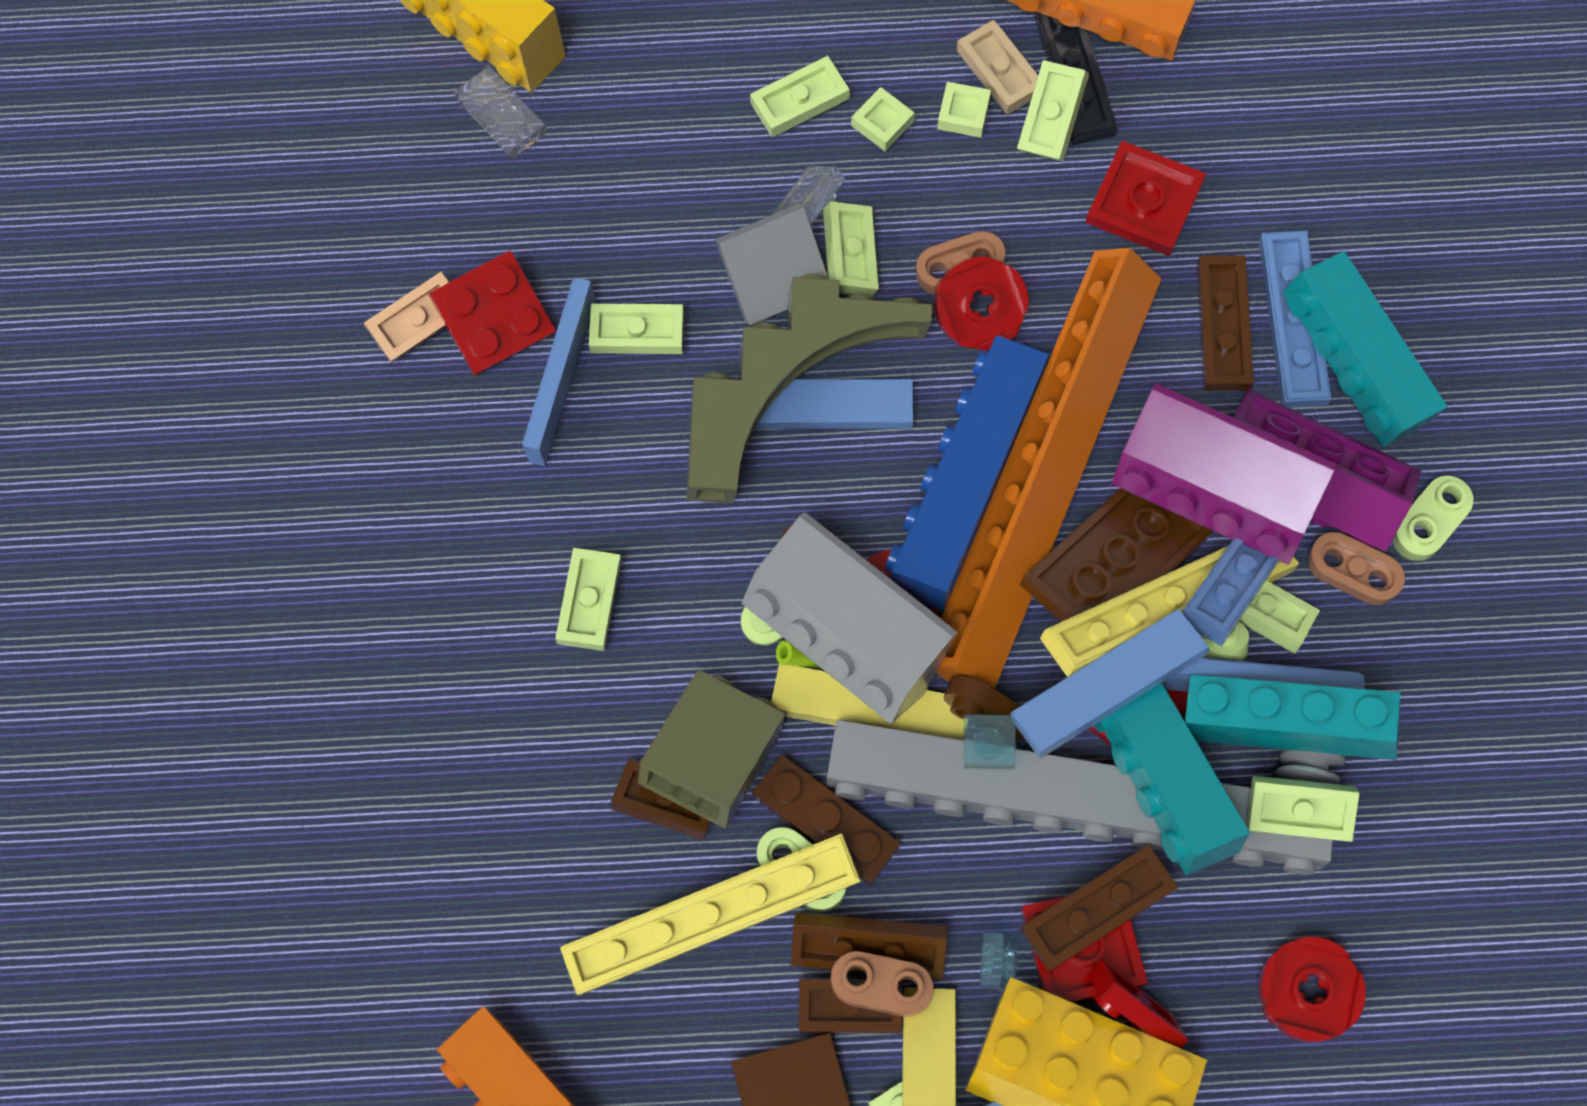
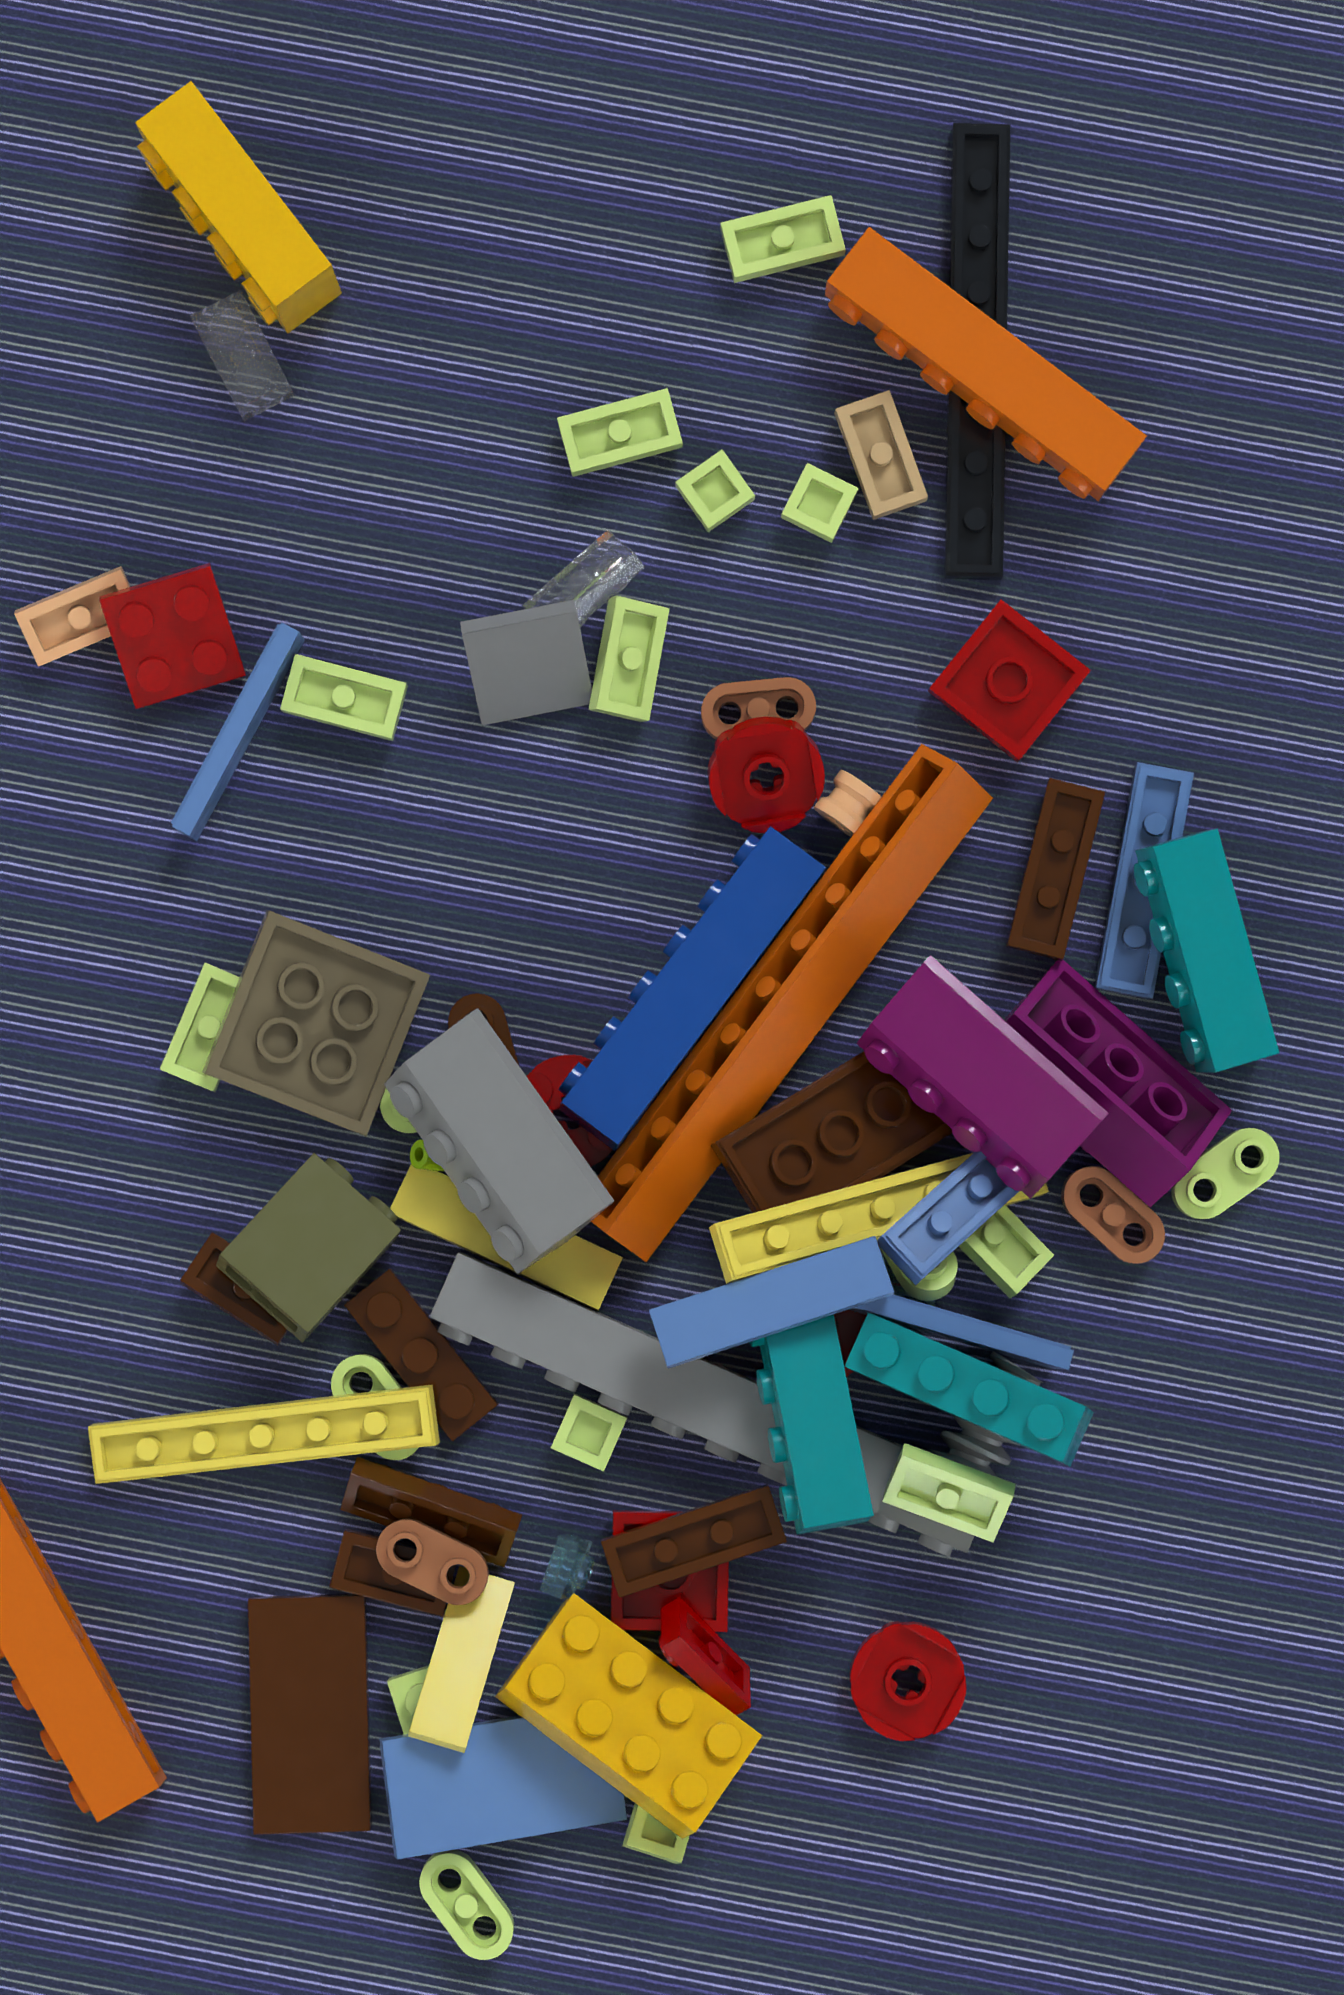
camera: 10 degrees right, 15 degrees up
(674, 572) = (316, 1023): none -> dark tan plate
(770, 359) = (558, 757): olive arch -> none
(842, 405) = (541, 847): medium blue tile -> none
(975, 697) = (619, 1271): reddish brown plate -> none
(983, 846) = (589, 1432): none -> yellowish green plate
(988, 742) = (620, 1328): clear light blue plate -> none
(1050, 311) = (847, 803): none -> light nougat wheel
(1053, 110) = (926, 538): yellowish green plate -> none

